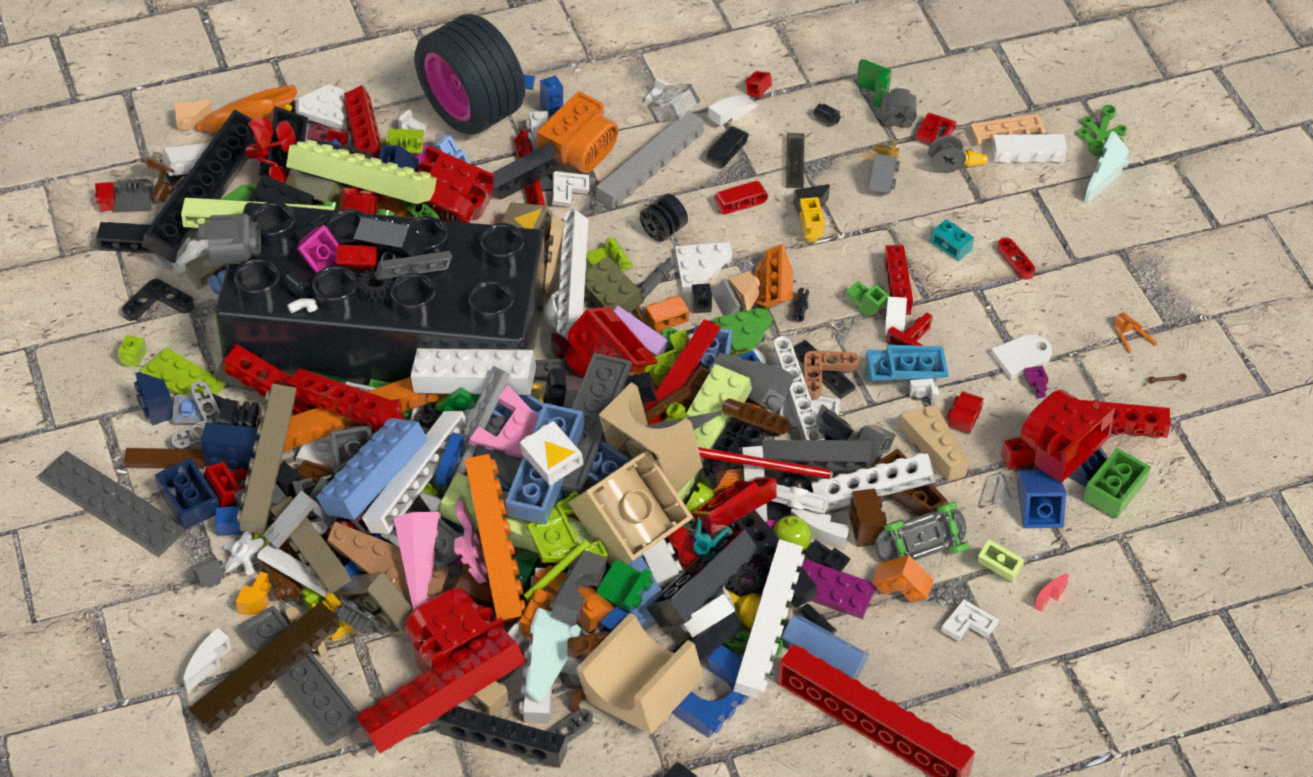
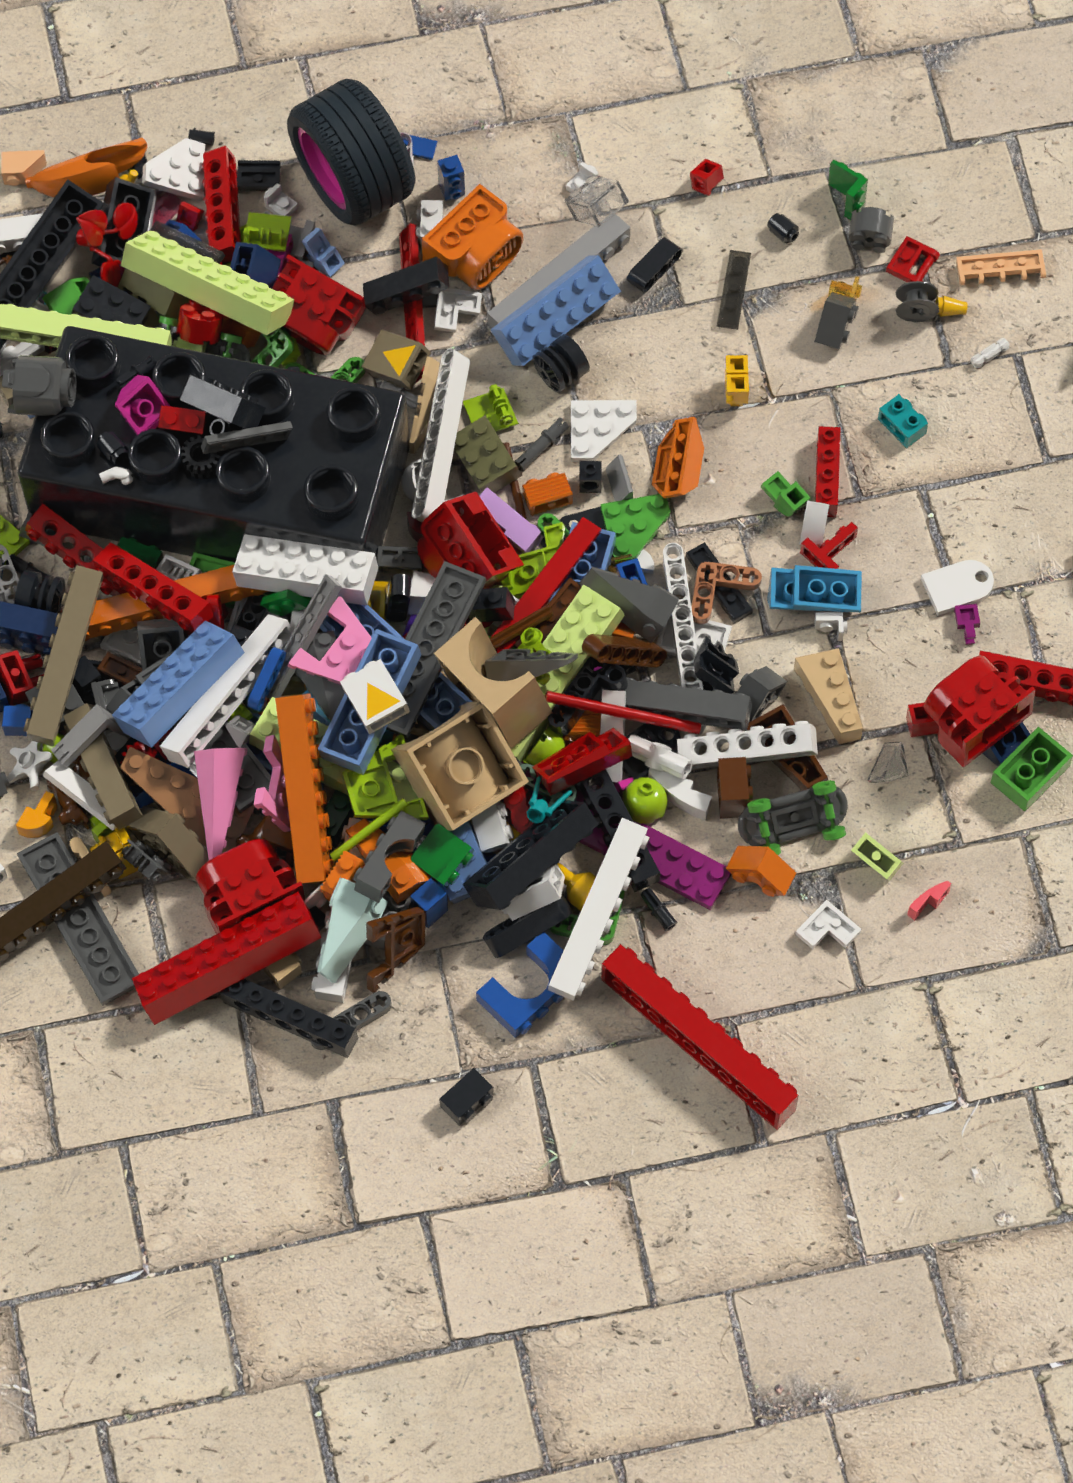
camera: 10 degrees right, 15 degrees up
(342, 84) = (202, 136): none -> black pin
(390, 107) = (257, 175): none -> black plate
(637, 676) = (445, 962): tan piece -> none
(652, 179) = (555, 310): none -> medium blue brick
(730, 109) = (667, 210): white slope -> none
(741, 197) = (659, 339): red beam -> none
(745, 289) = (644, 469): light nougat slope -> none
(747, 569) = (597, 858): black tyre -> none
(801, 304) = (707, 494): black pin -> none
(819, 191) = (749, 344): pearl dark grey slope -> none
(822, 555) = (681, 829): black slope -> none
(825, 645) = (659, 943): medium blue brick -> none
(965, 411) = (875, 657): red brick -> none
(1011, 189) = (990, 352): none -> white axle
(1017, 266) = (975, 461): red beam -> none
(1029, 148) = (1021, 298): white brick -> none
(1041, 499) = (938, 782): blue slope -> none

